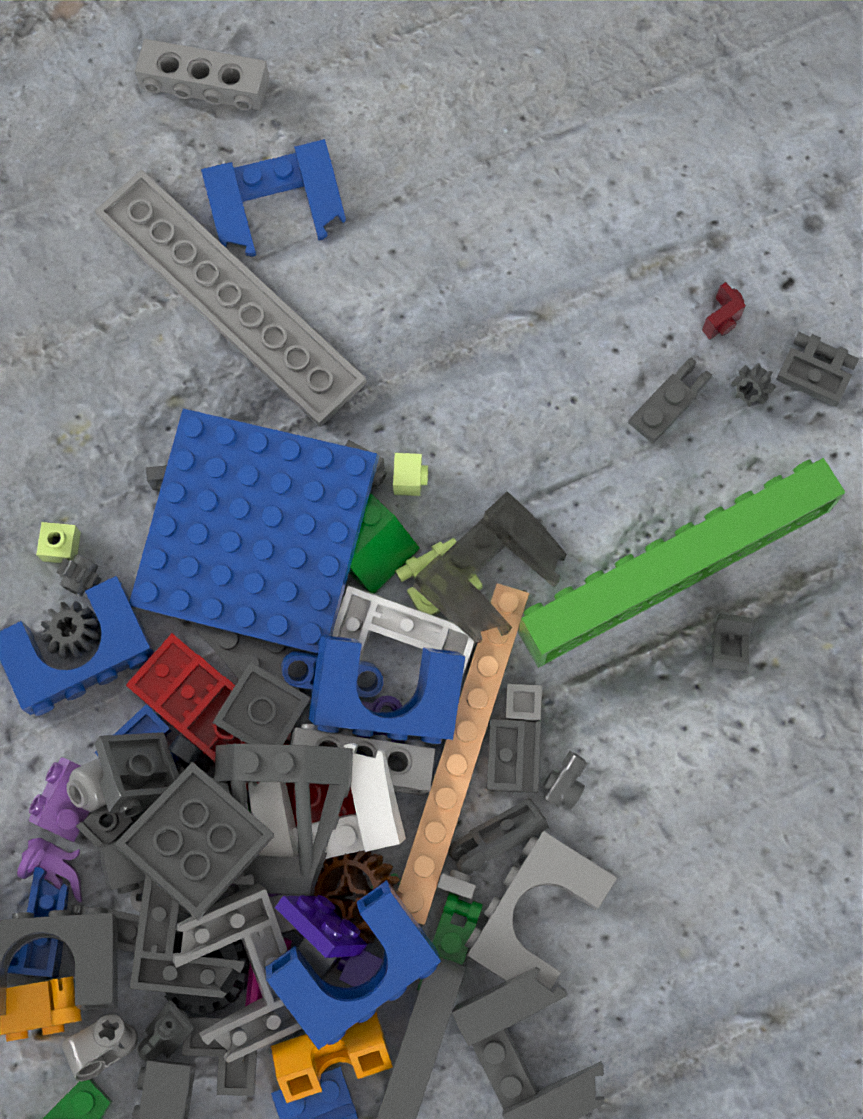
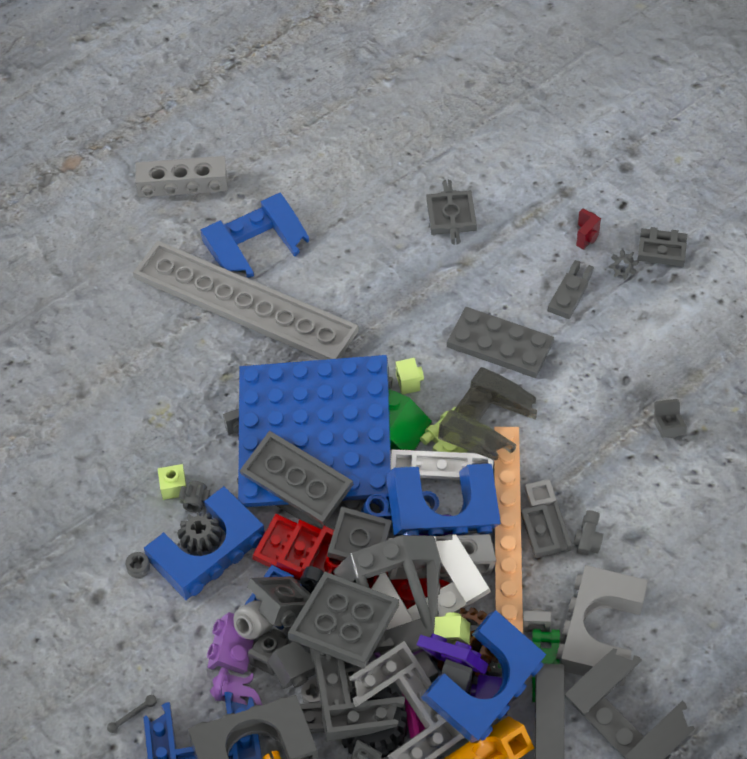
camera: 15 degrees left, 20 degrees down
(206, 600) = (296, 477): none -> dark grey plate
(335, 884) = (453, 628): none -> yellowish green plate
(497, 836) = (553, 582): dark grey hinge -> none
(547, 232) = (451, 212): none -> dark grey plate
(548, 454) = (500, 342): none -> dark grey plate
(680, 561) = (613, 379): bright green brick -> none

